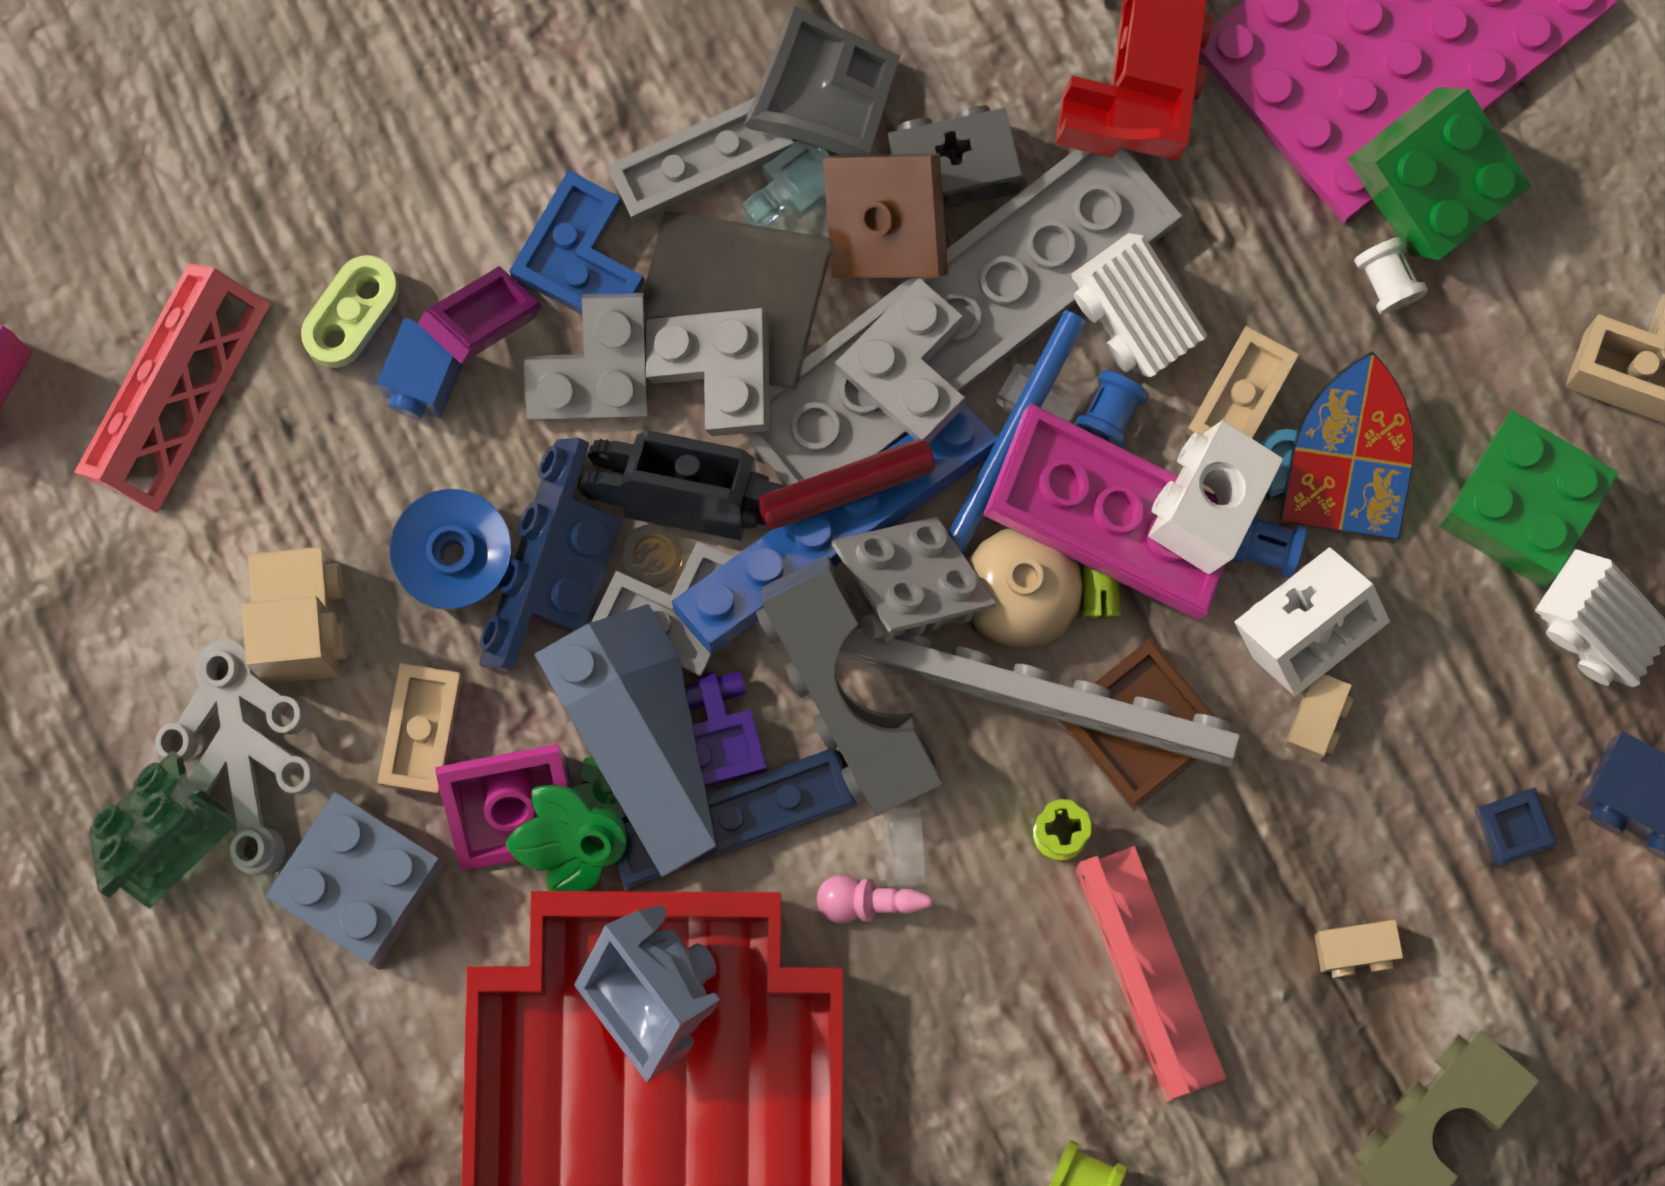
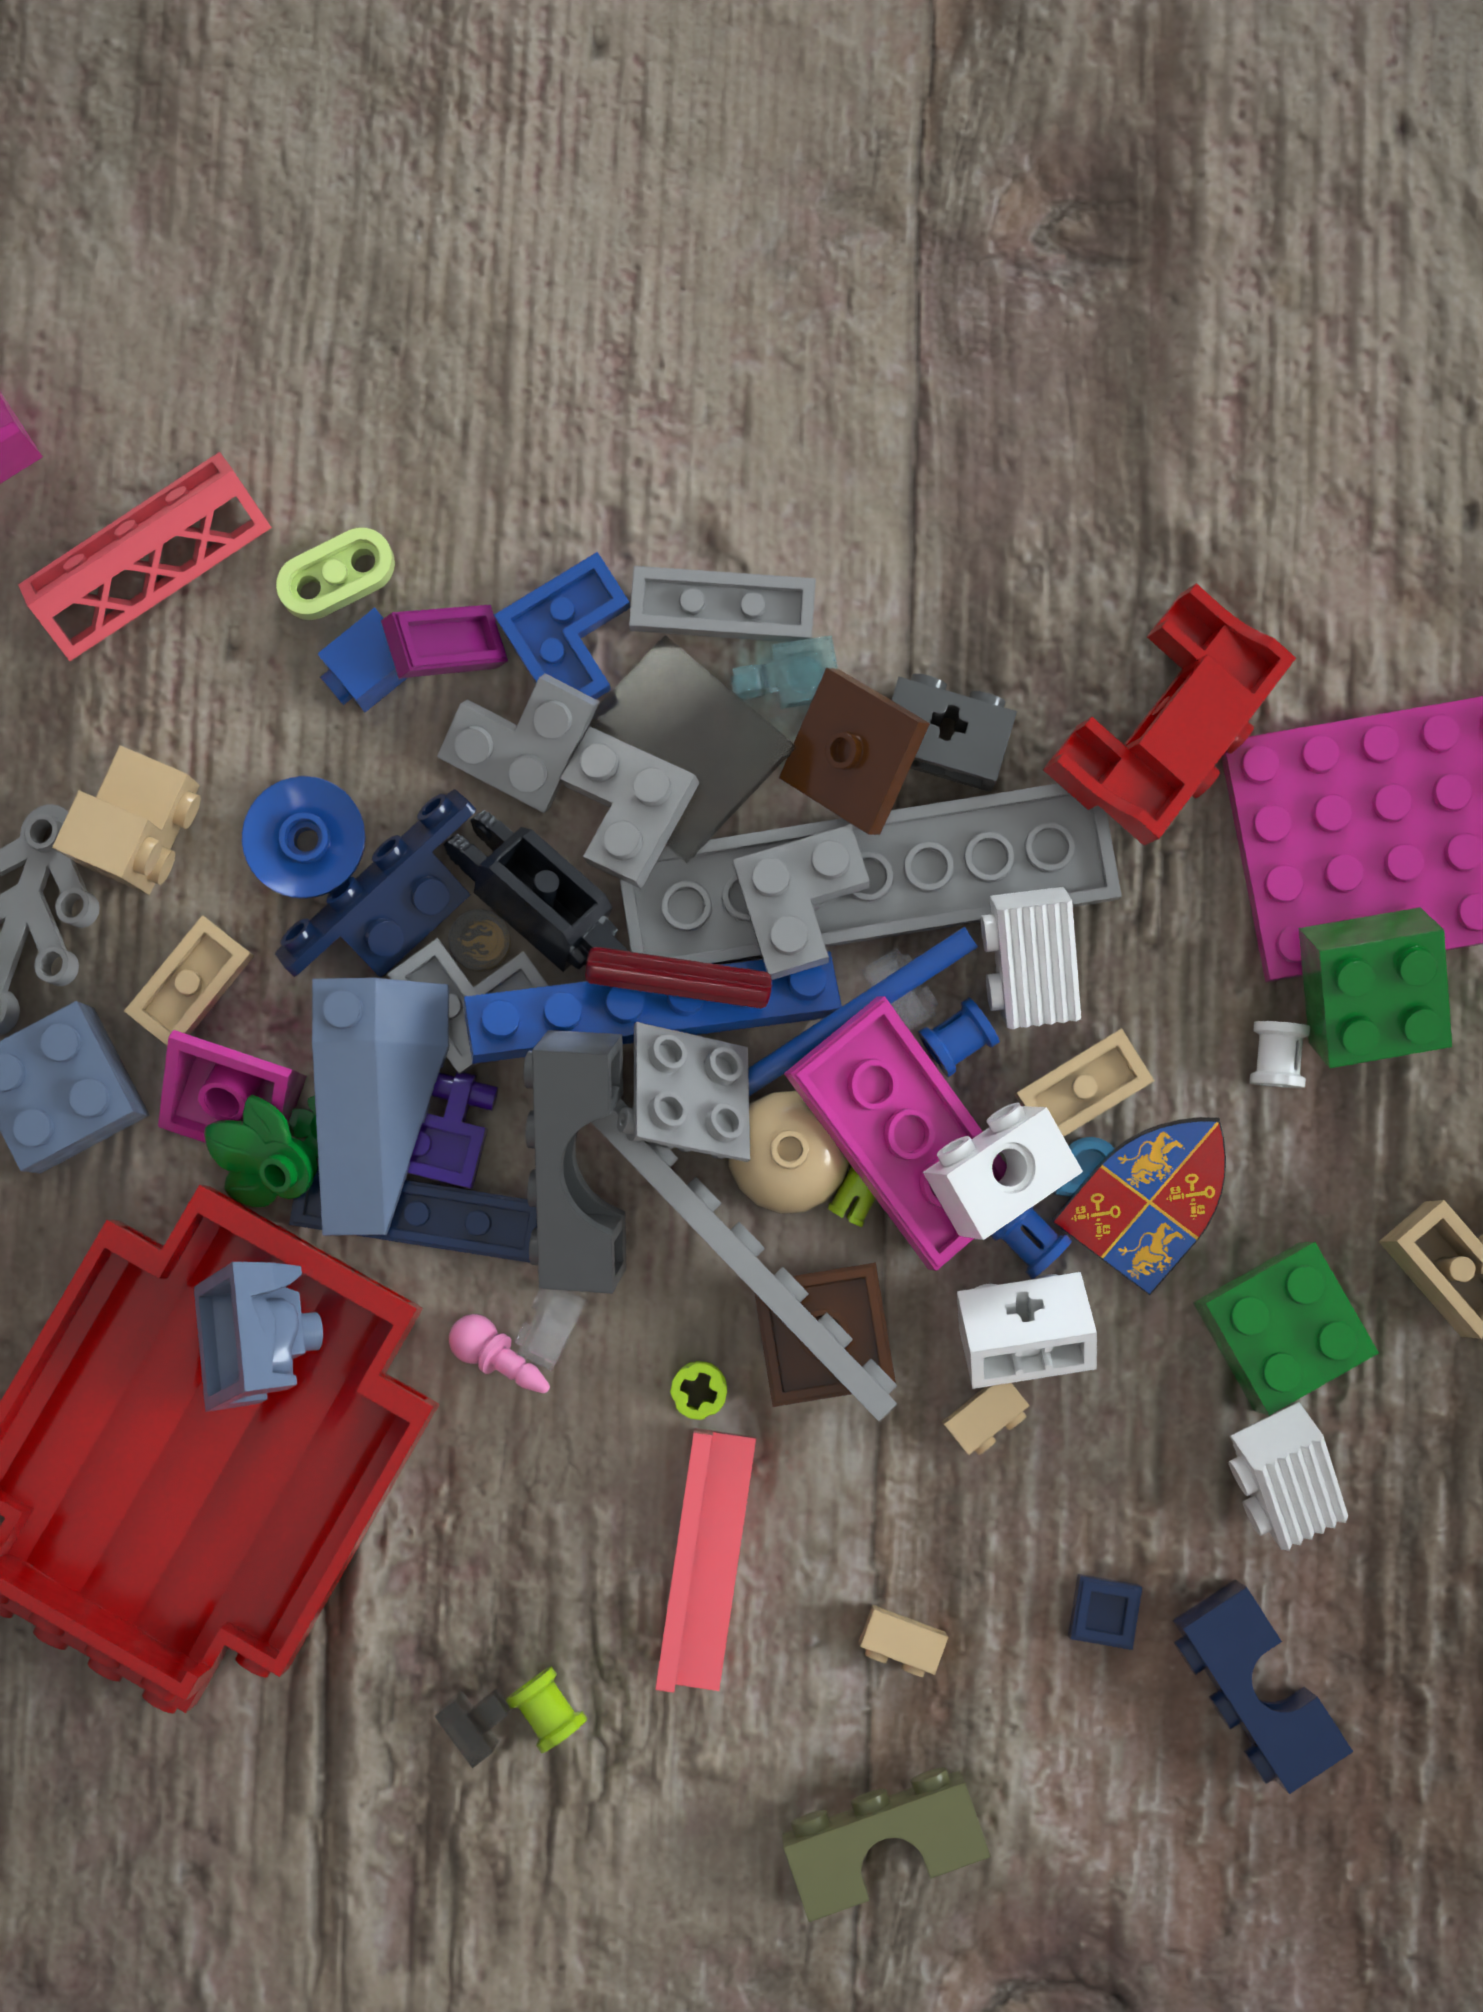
camera: 25 degrees right, 5 degrees up
(823, 86) = (867, 601): dark grey plate -> none

